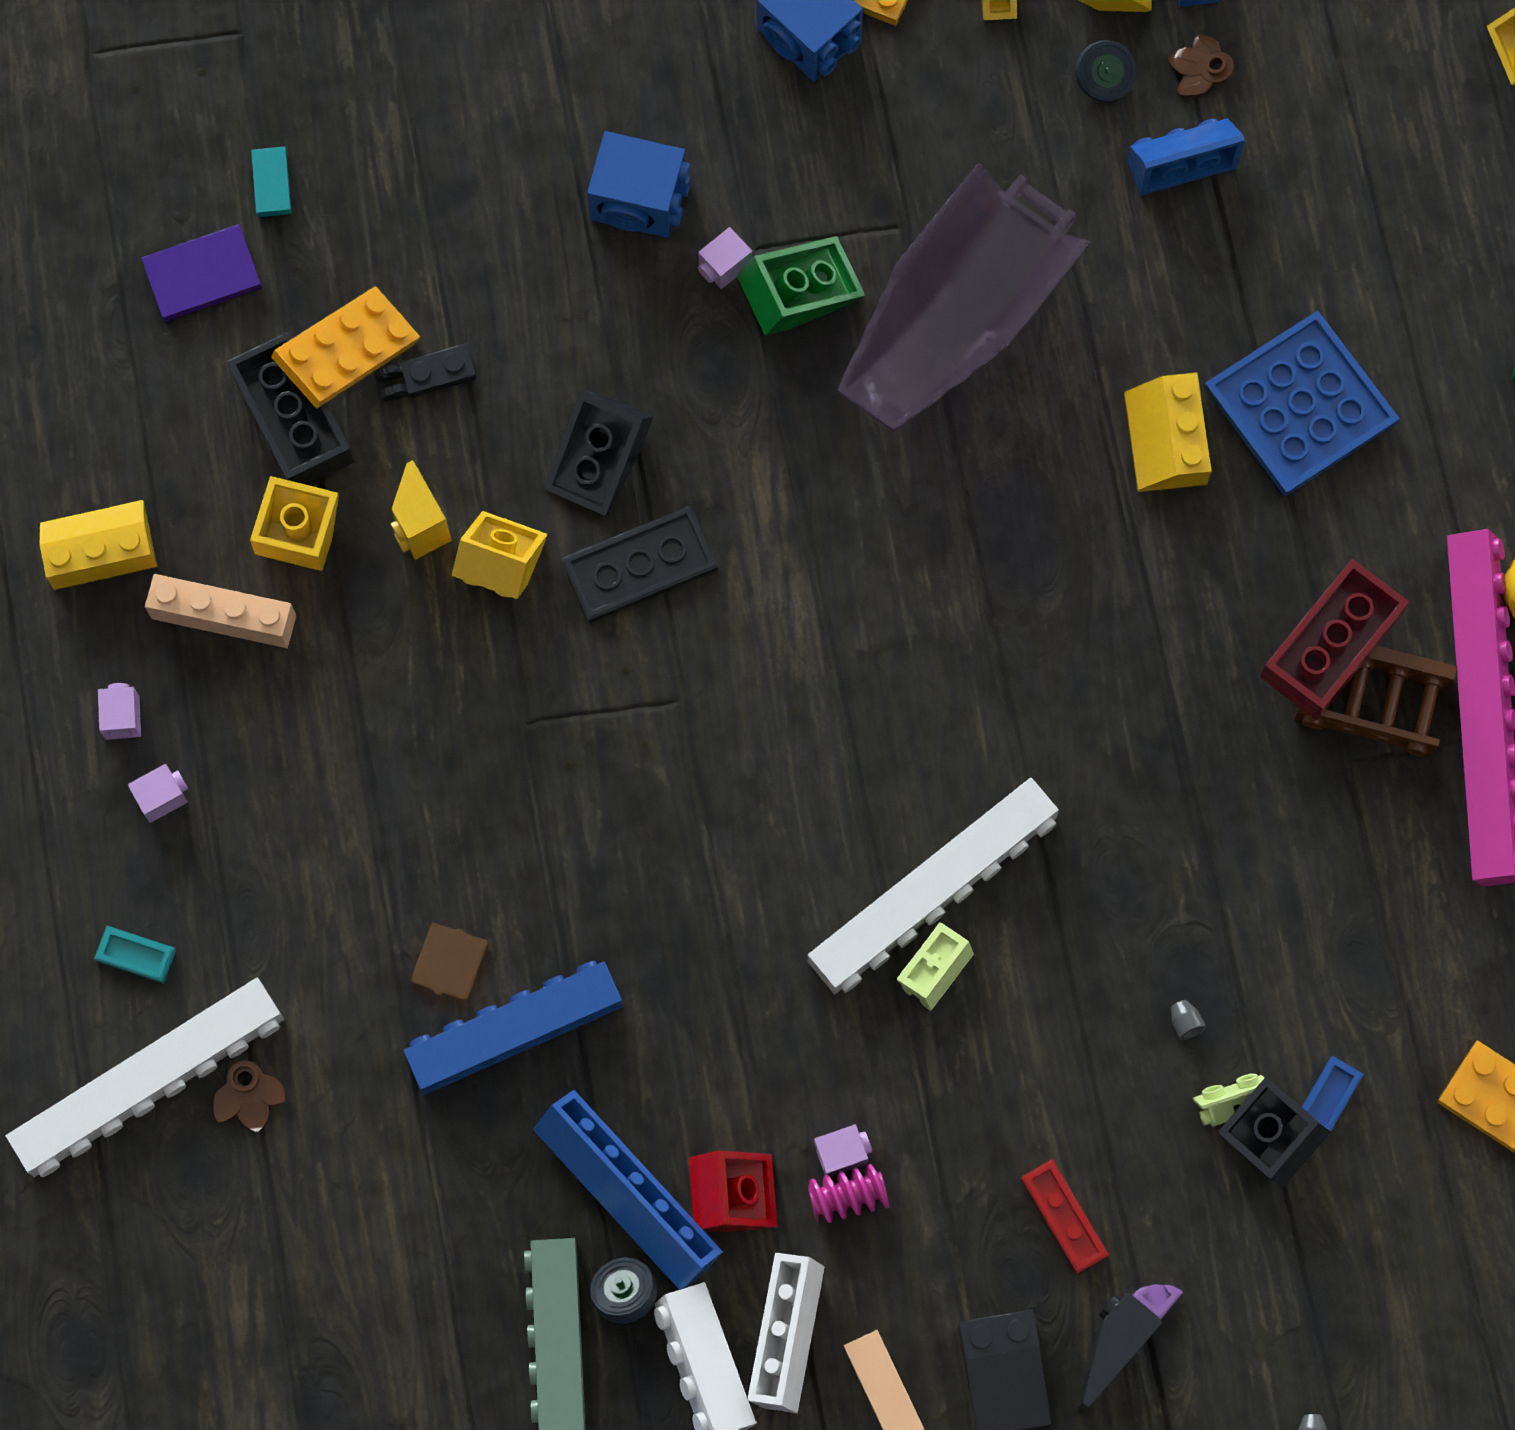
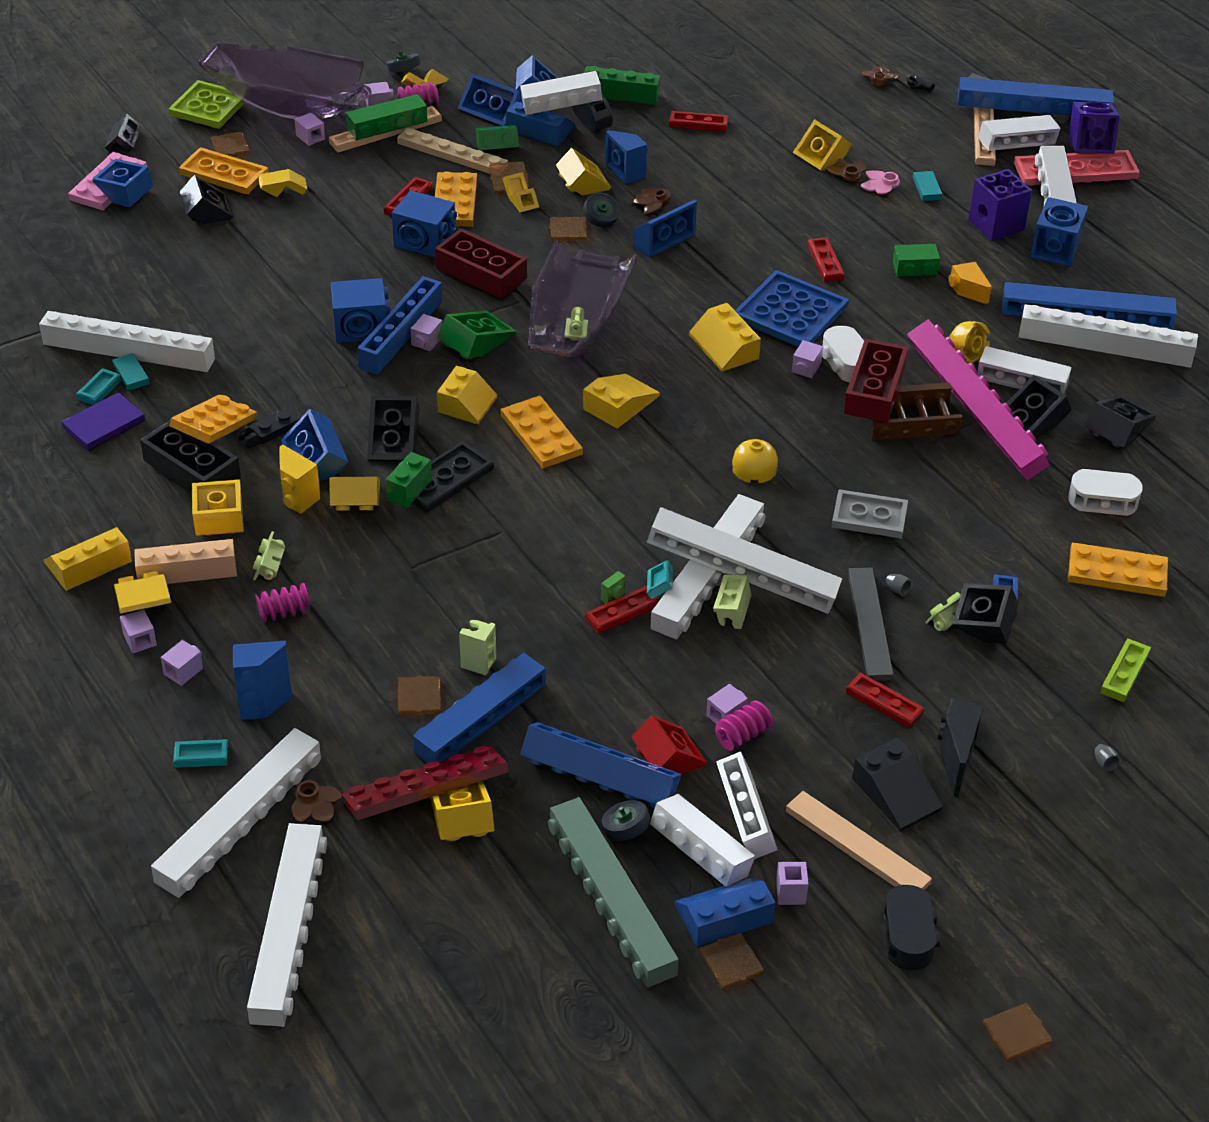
camera: 25 degrees left, 30 degrees down
(139, 660) = (142, 593): none -> yellow slope
(144, 1280) = (286, 926): none -> white brick
(217, 197) = (99, 387): none -> teal tile
(234, 886) = (261, 678): none -> blue slope
(283, 122) = (124, 339): none -> white brick
(322, 738) = (283, 602): none -> dark pink piece
(343, 626) = (265, 564): none -> yellowish green hinge
(393, 1127) = (424, 782): none -> dark red plate
(426, 1177) = (463, 812): none -> yellow slope
(473, 448) = (318, 442): none -> blue slope
(552, 931) = (478, 647): none -> yellowish green hinge
(575, 572) = (408, 479): none -> green brick
(688, 233) = (395, 329): none -> blue brick
(730, 417) = (465, 395): none -> yellow slope
(782, 879) = (613, 587): none -> bright green plate
(782, 915) = (621, 610): none -> red tile
(813, 525) = (541, 432): none -> light orange plate
(849, 892) = (660, 579): none -> teal tile
(863, 136) = (481, 263): none -> dark red brick
(950, 331) = (576, 325): none -> yellowish green hinge
(956, 499) = (617, 398): none -> yellow slope
(974, 915) = (742, 557): none -> white brick
(1041, 85) = (568, 228): none -> clear orange piece
(1094, 707) = (755, 461): none -> yellow cylinder
(1111, 1074) = (870, 624): none -> dark grey tile
(1211, 873) = (869, 513): none -> light grey plate
(1271, 525) = (807, 359): none -> lavender brick
(1337, 530) = (842, 350): none -> white brick
(1414, 304) = (825, 259): none -> red tile
(1422, 1300) = (1125, 670): none -> lime plate

